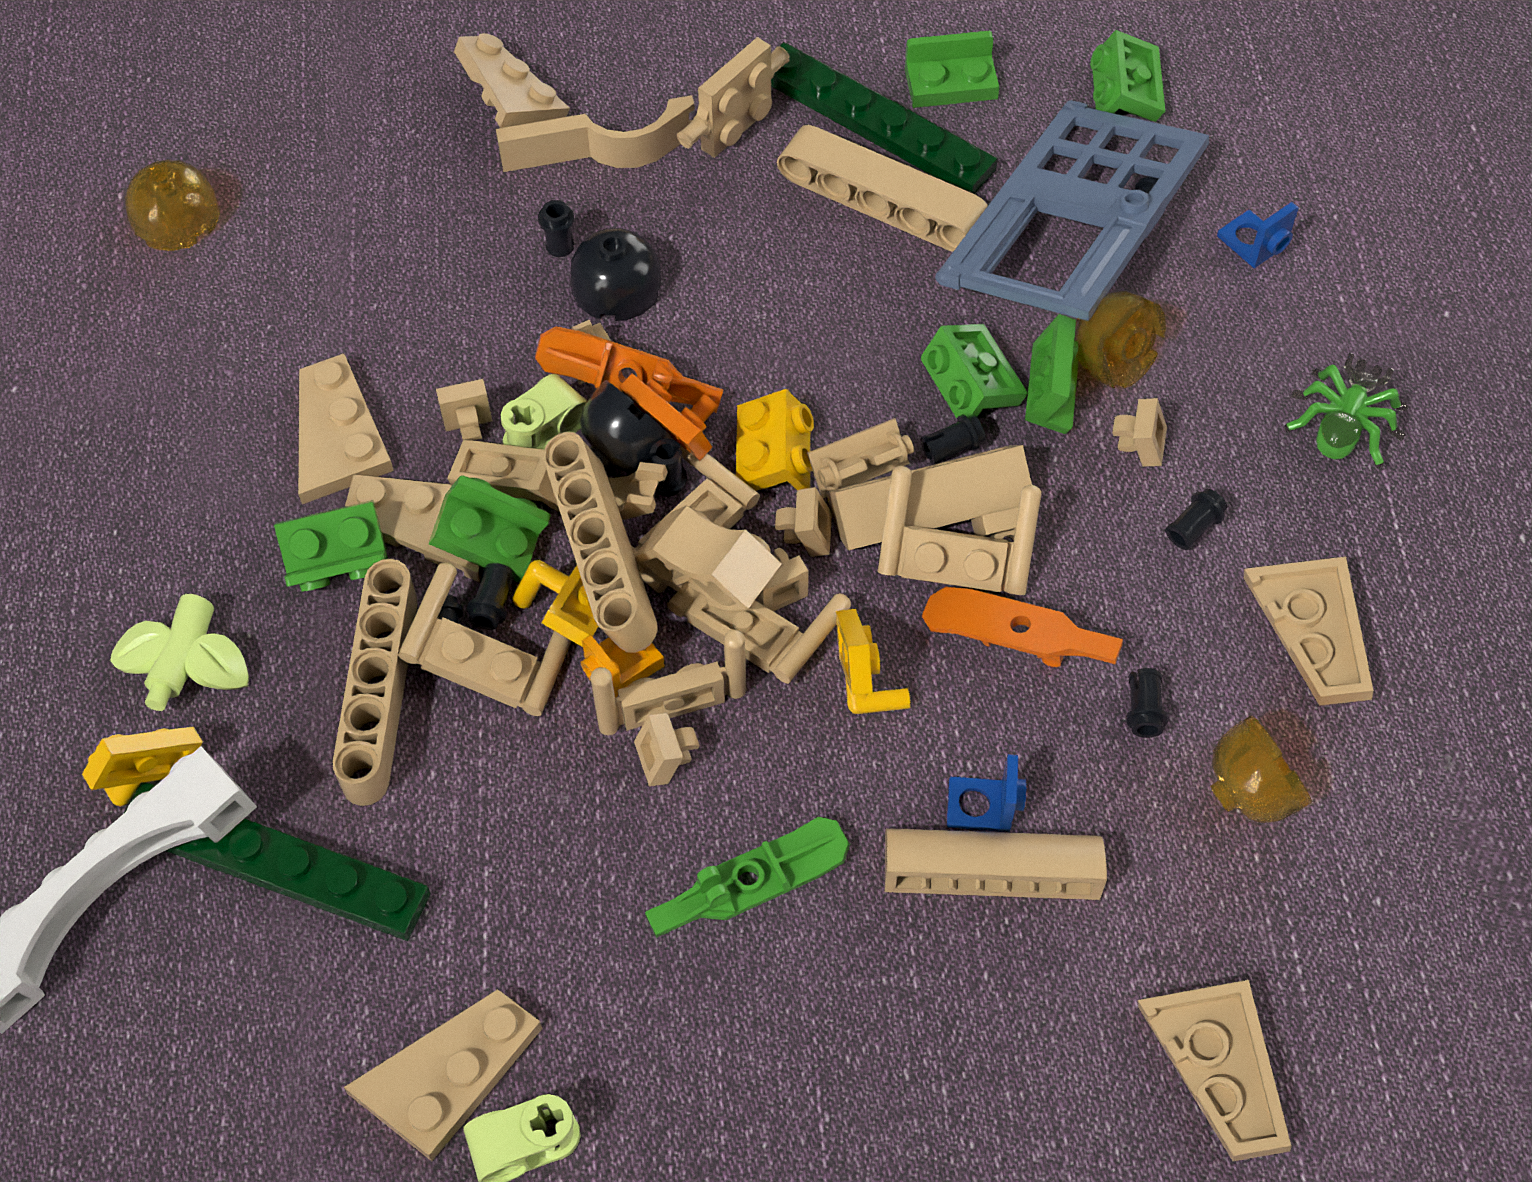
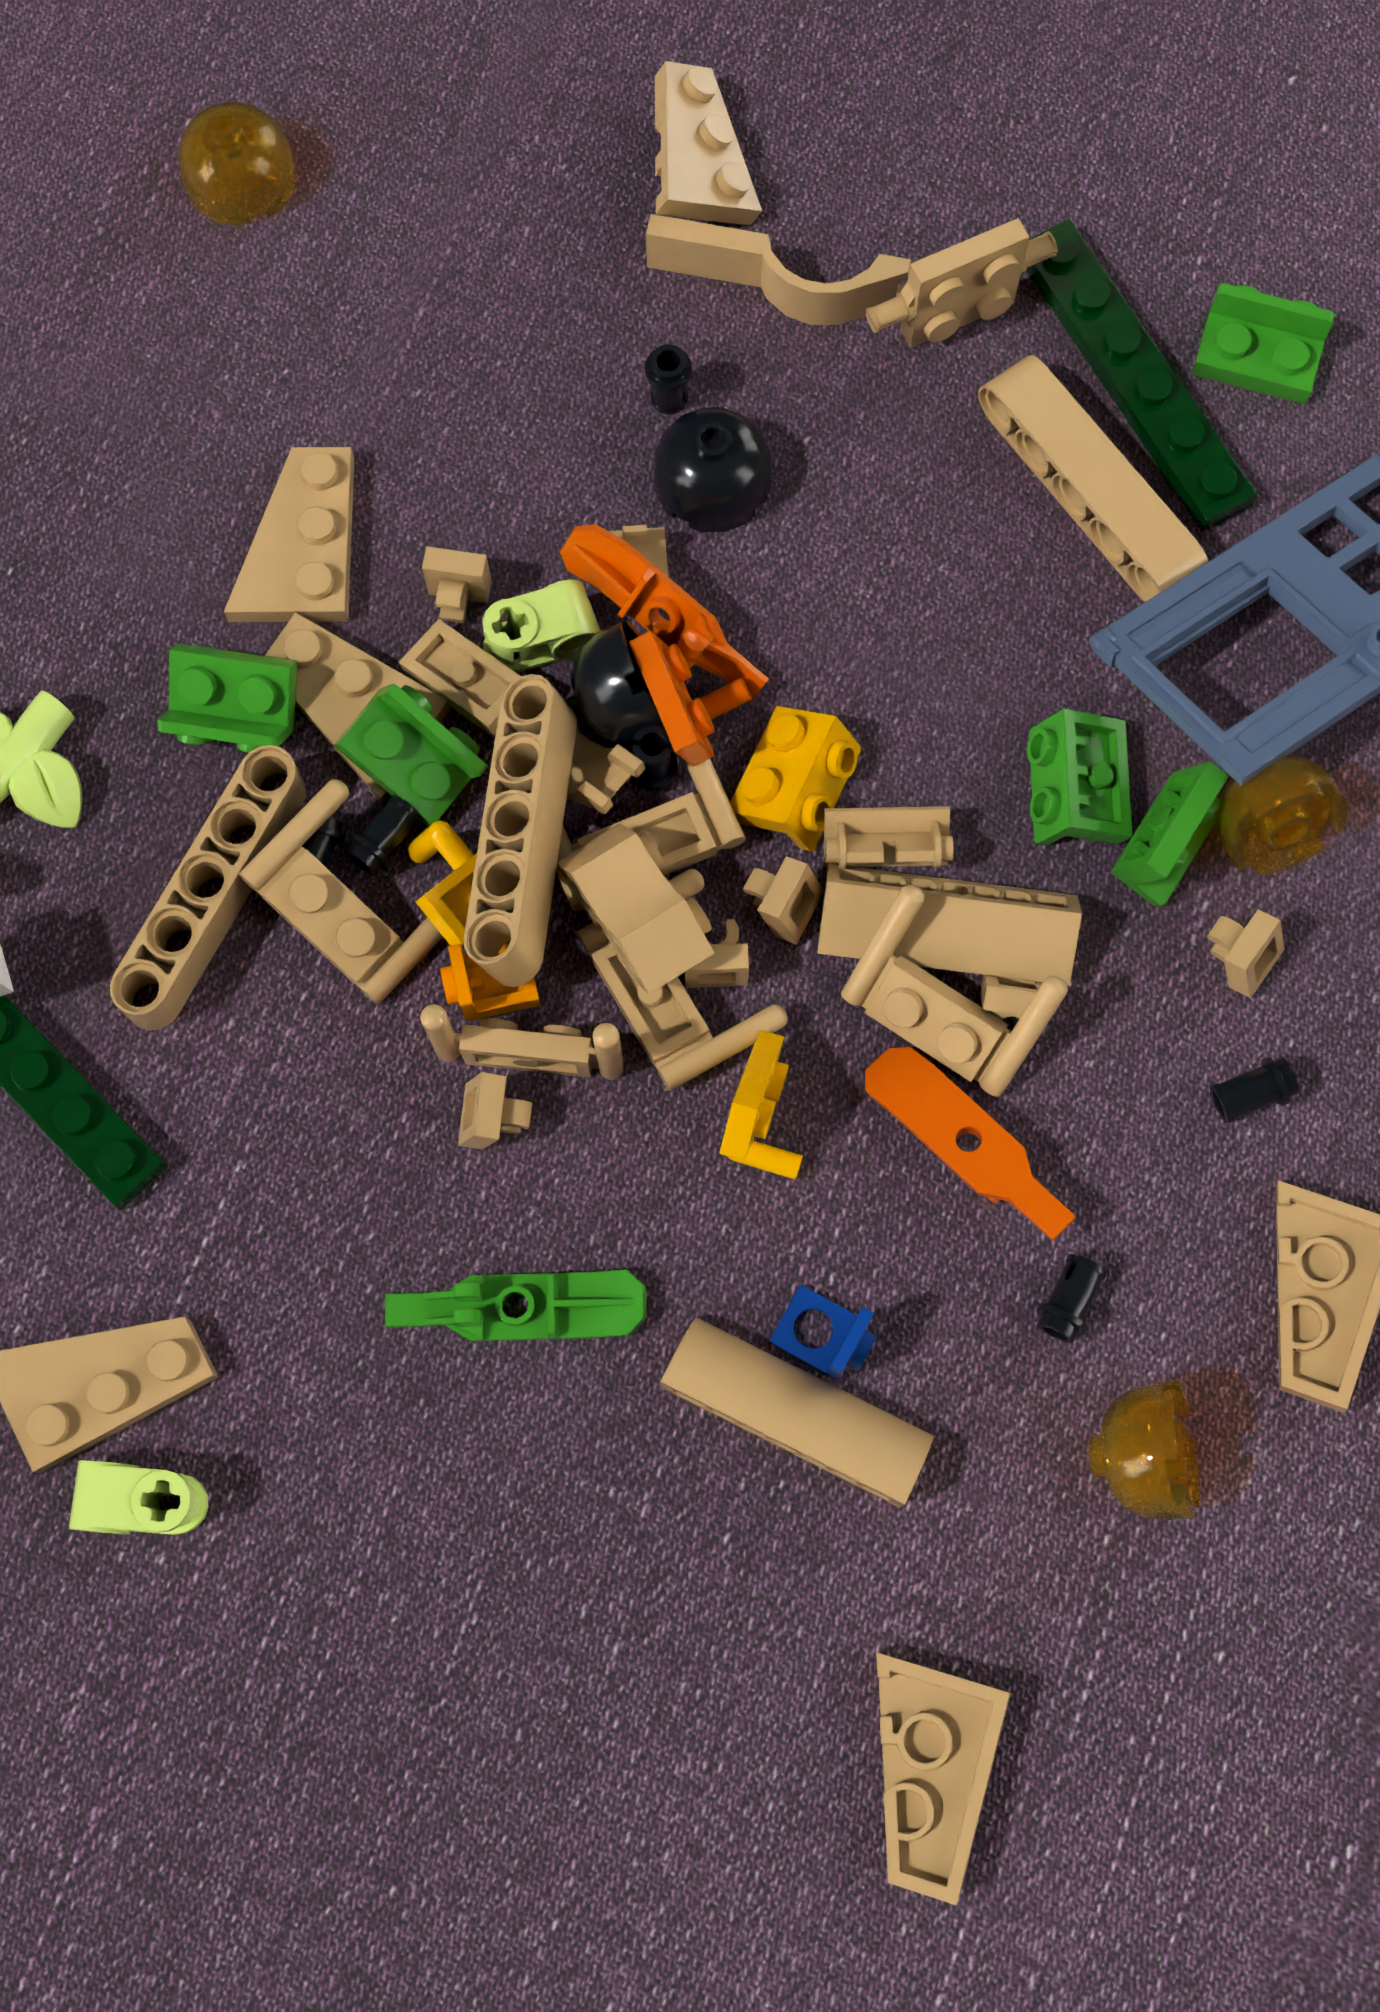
camera: 25 degrees right, 15 degrees up
(953, 439) = (1012, 859): black pin -> none

